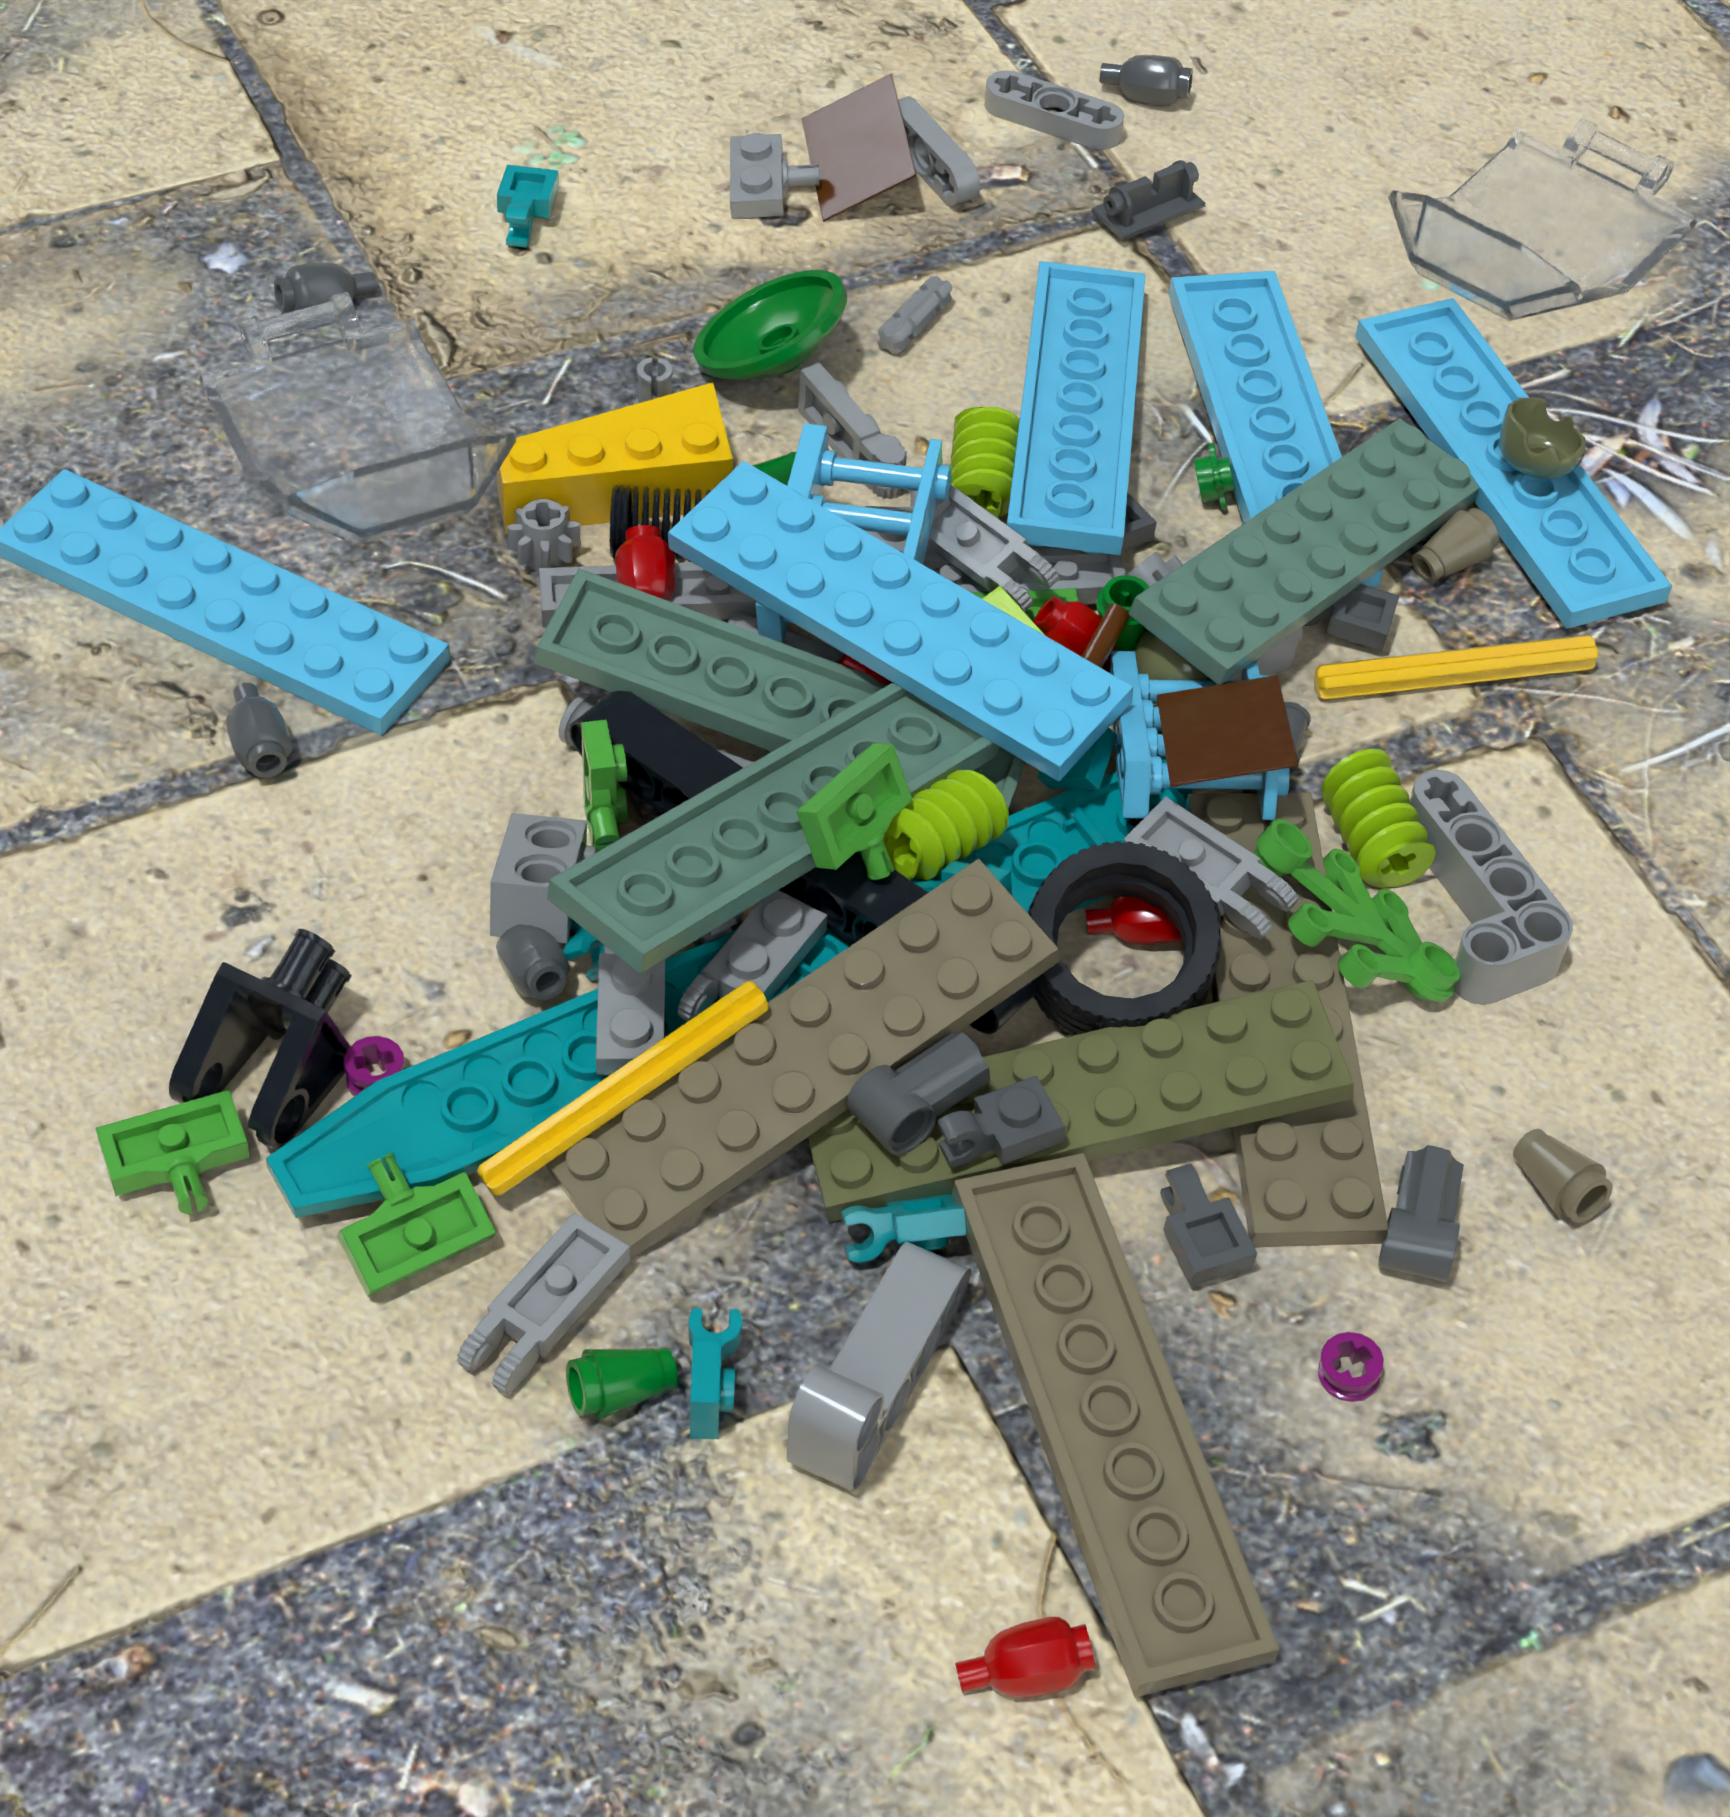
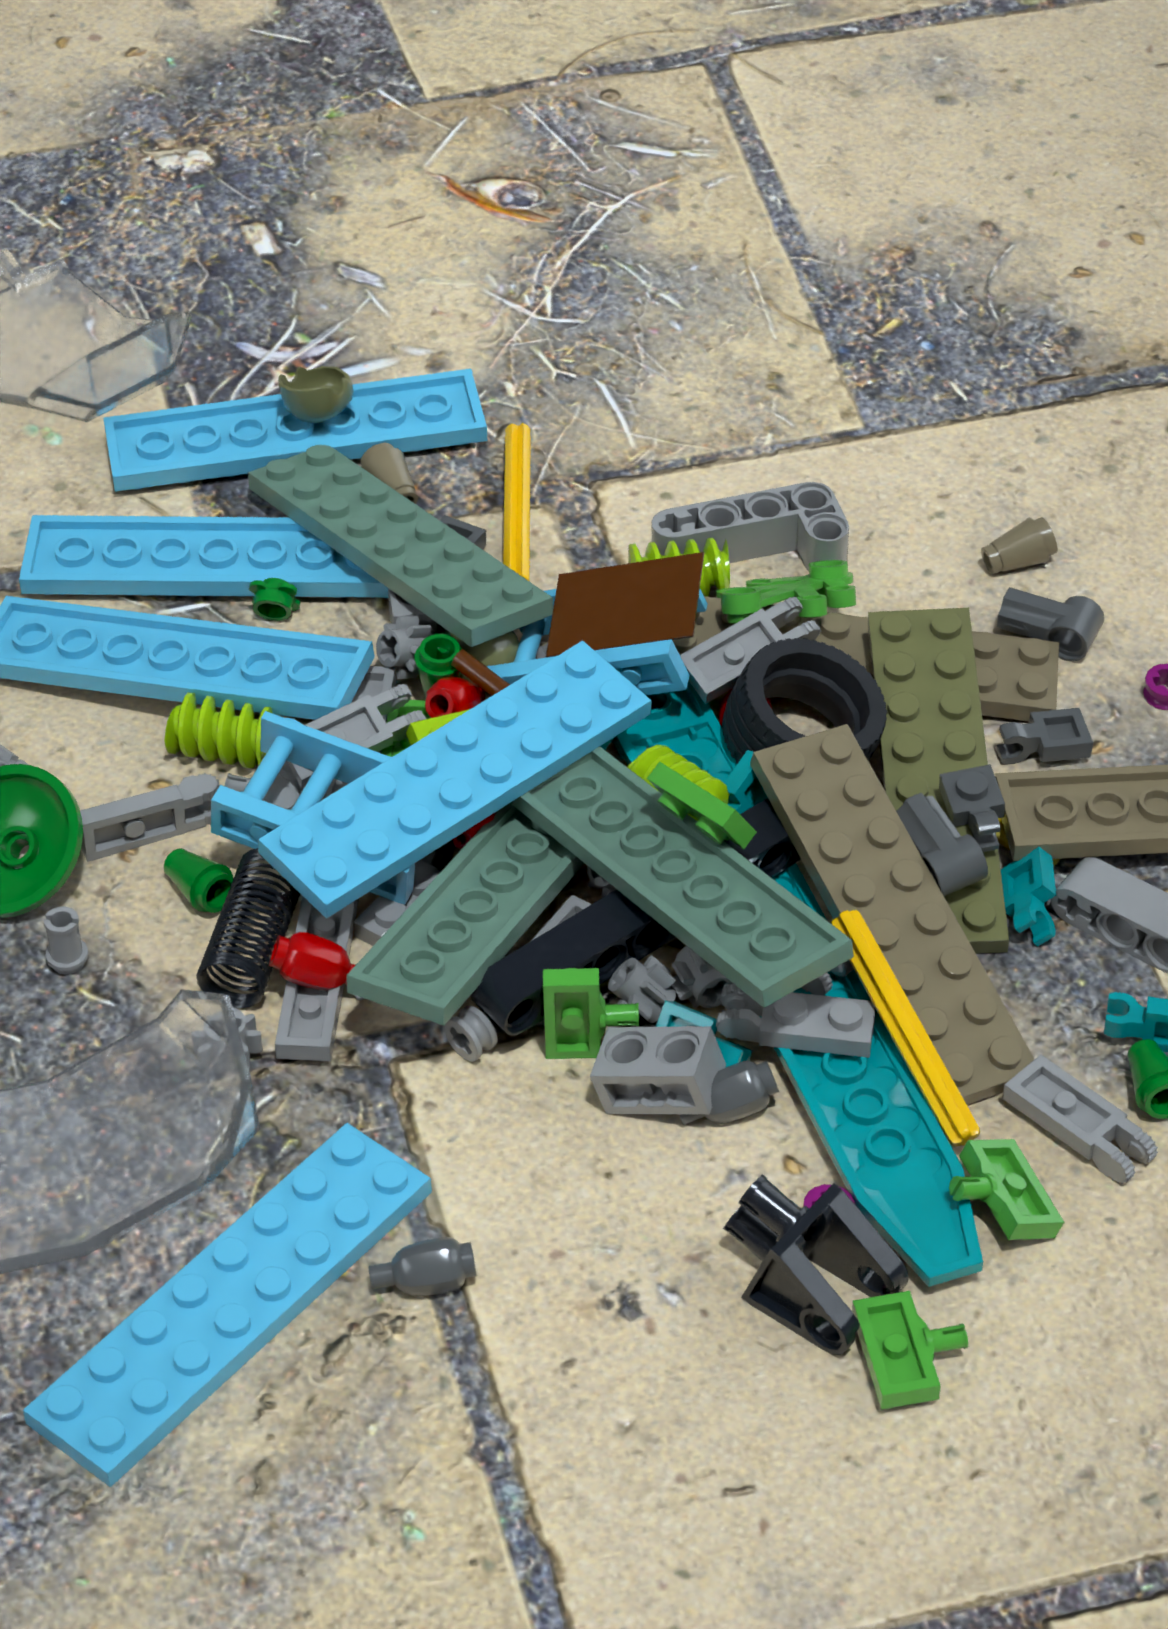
camera: 75 degrees left, 5 degrees down
(649, 444) = (150, 942): yellow wedge -> none

